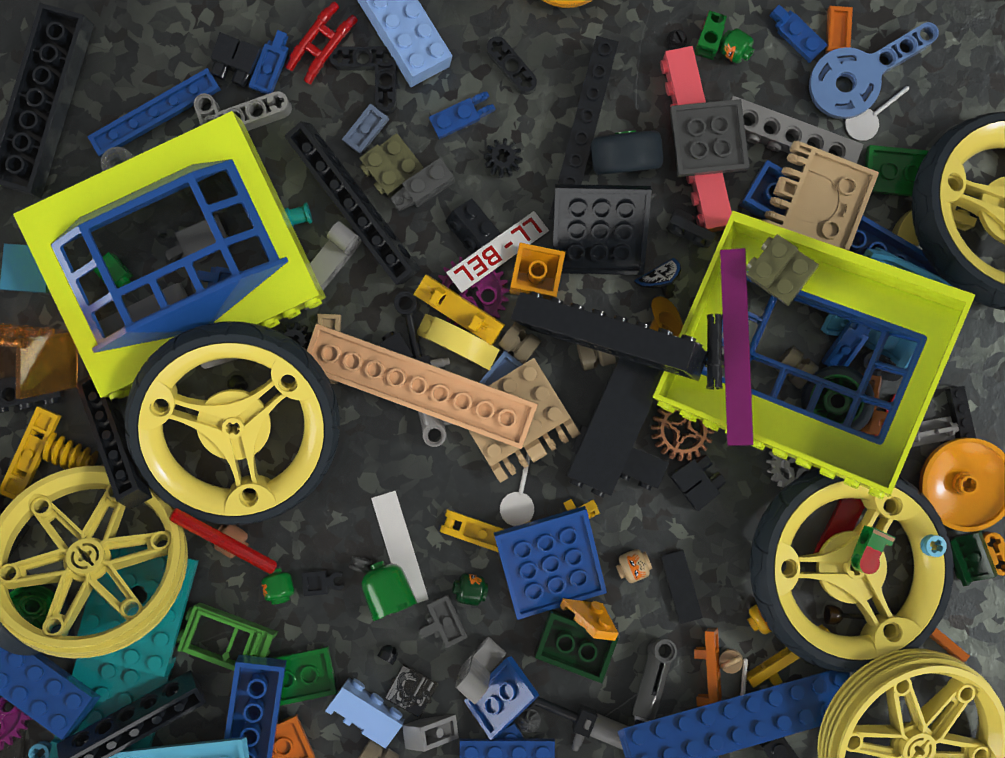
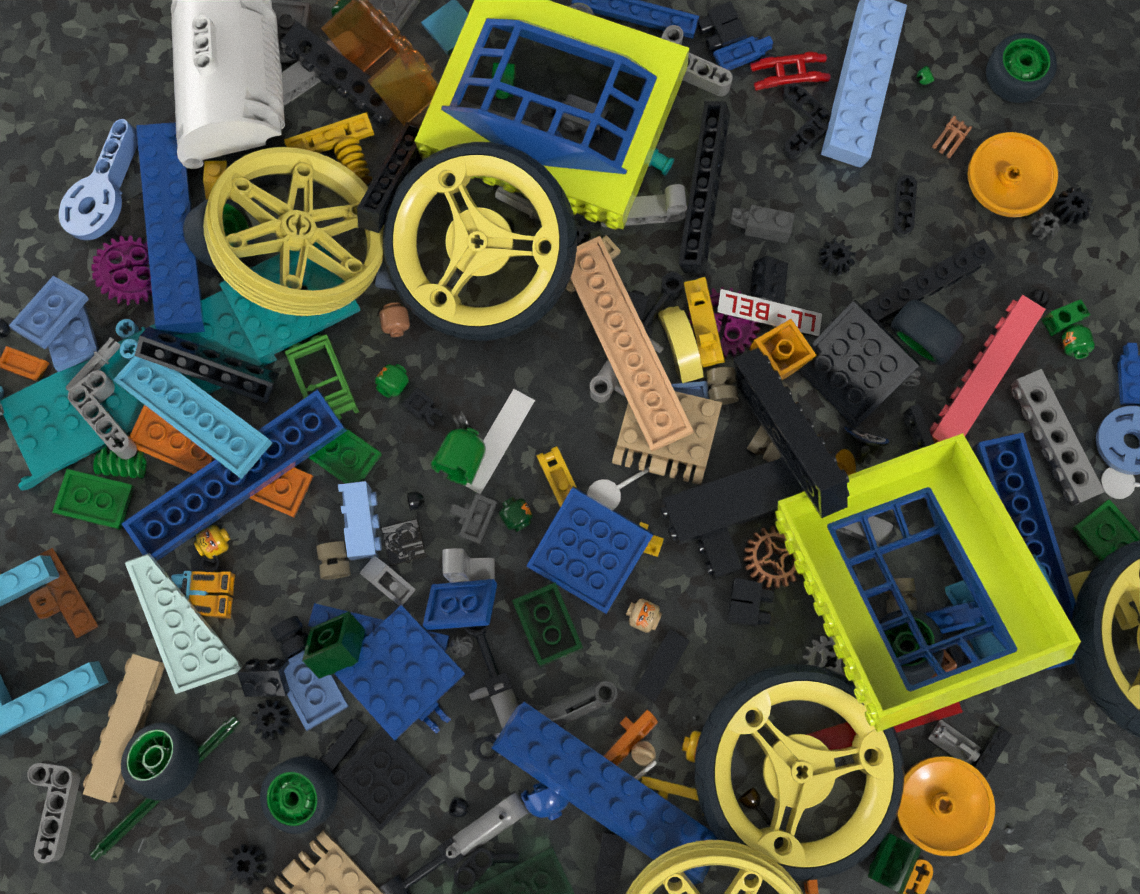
camera: 50 degrees right, 10 degrees down
(223, 540) = (391, 310): red axle -> none
(365, 129) = (762, 151): sand blue plate -> none
(390, 165) = (754, 187): olive plate -> none
(460, 115) = (836, 204): blue hinge -> none
(592, 617) = (579, 616): light orange wing -> none
(709, 138) = (995, 377): dark grey plate -> none
(714, 352) = (846, 515): black pin -> none
(736, 347) = (871, 521): magenta tile -> none
(781, 269) = (957, 498): olive plate -> none
(825, 199) = (1042, 495): tan hinge -> none
(869, 549) = (825, 762): leg -> none
(927, 549) = (881, 818): medium azure bush -> none

